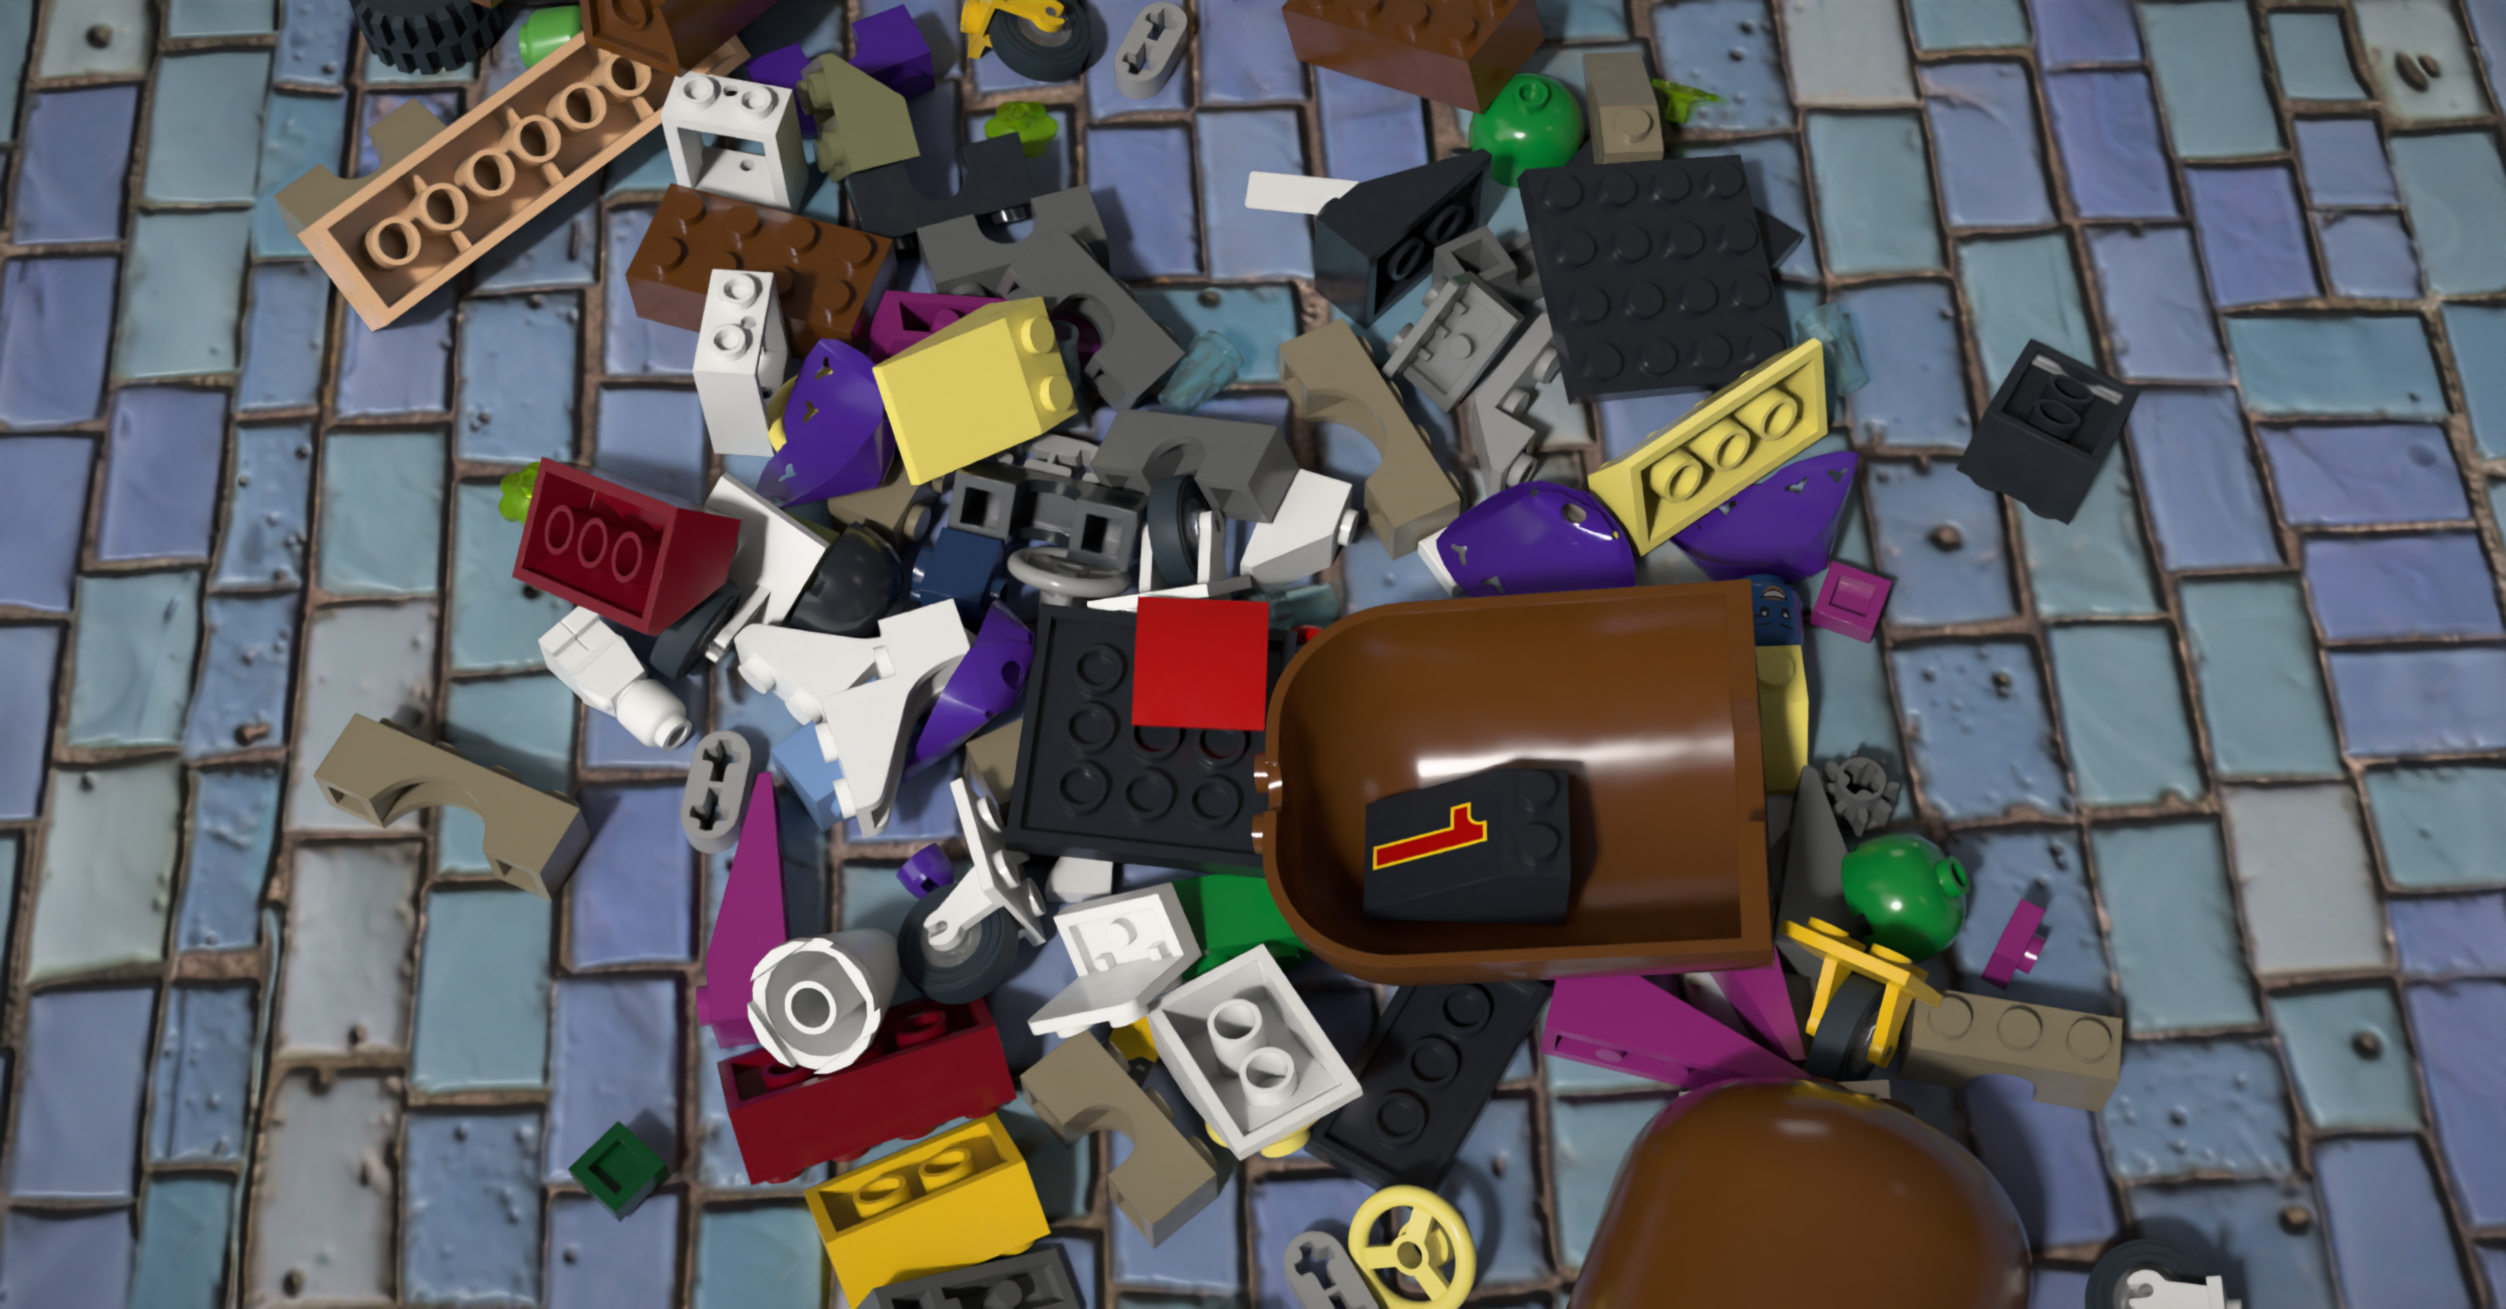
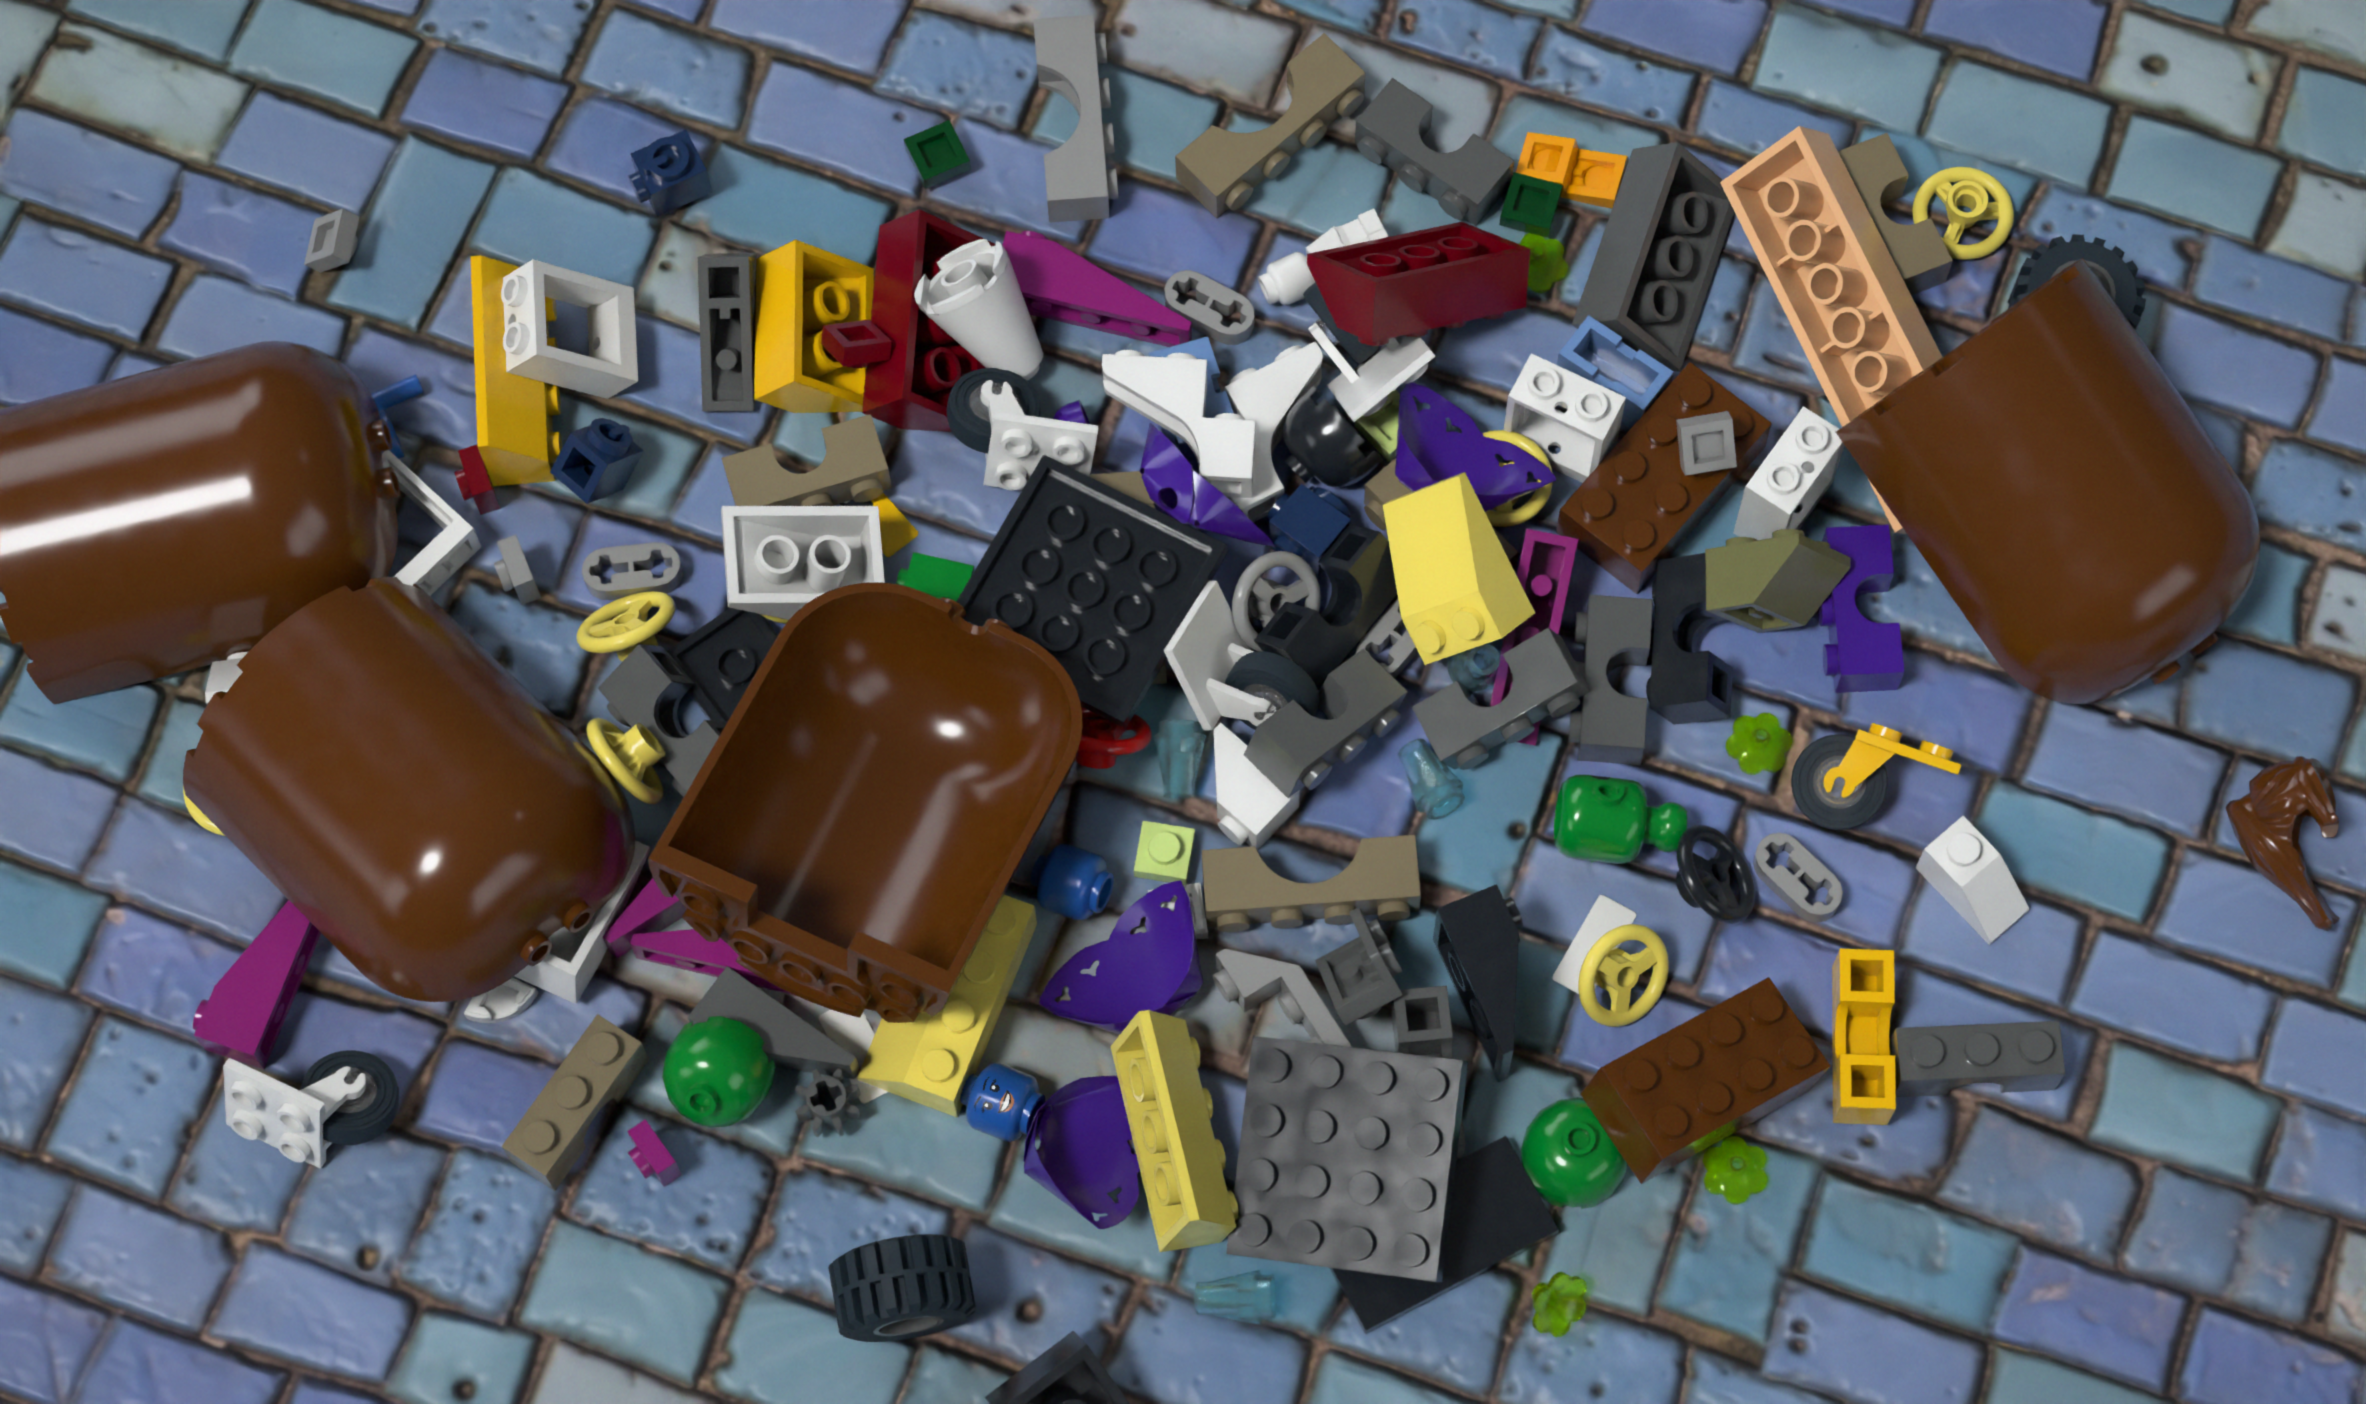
camera: 115 degrees right, 10 degrees up
(336, 130) = (1972, 193): none -> light yellow piece
(407, 491) = (1585, 174): none -> light orange slope
(423, 671) = (1462, 180): none -> dark grey arch
(436, 1059) = (1077, 170): none -> light grey arch
(468, 512) = (1530, 204): none -> dark green plate
(492, 376) = (1658, 252): none -> dark grey slope
(656, 358) = (1605, 360): none -> medium blue brick
(729, 203) = (1706, 443): none -> light grey plate
(937, 1120) = (856, 343): none -> dark red plate
(1124, 955) = (910, 502): white bracket -> none
(1173, 199) = (1611, 820): none -> green piece
(1192, 102) = (1707, 882): none -> black piece
(1200, 664) = (1114, 627): red slope -> none
(1330, 144) = (1619, 973): none -> light yellow piece
(1397, 581) = (1164, 852): none -> yellowish green plate
(1472, 850) = (889, 774): black slope -> none
(1542, 1091) = (648, 692): none -> dark grey arch
(1590, 1150) = (629, 757): none -> light yellow piece
(1621, 108) = (1543, 1224): dark tan slope -> none
(1850, 602) = (995, 1187): magenta plate -> none
(1859, 1015) = (651, 978): plate -> none
(2025, 612) = (902, 1288): none -> black wheel

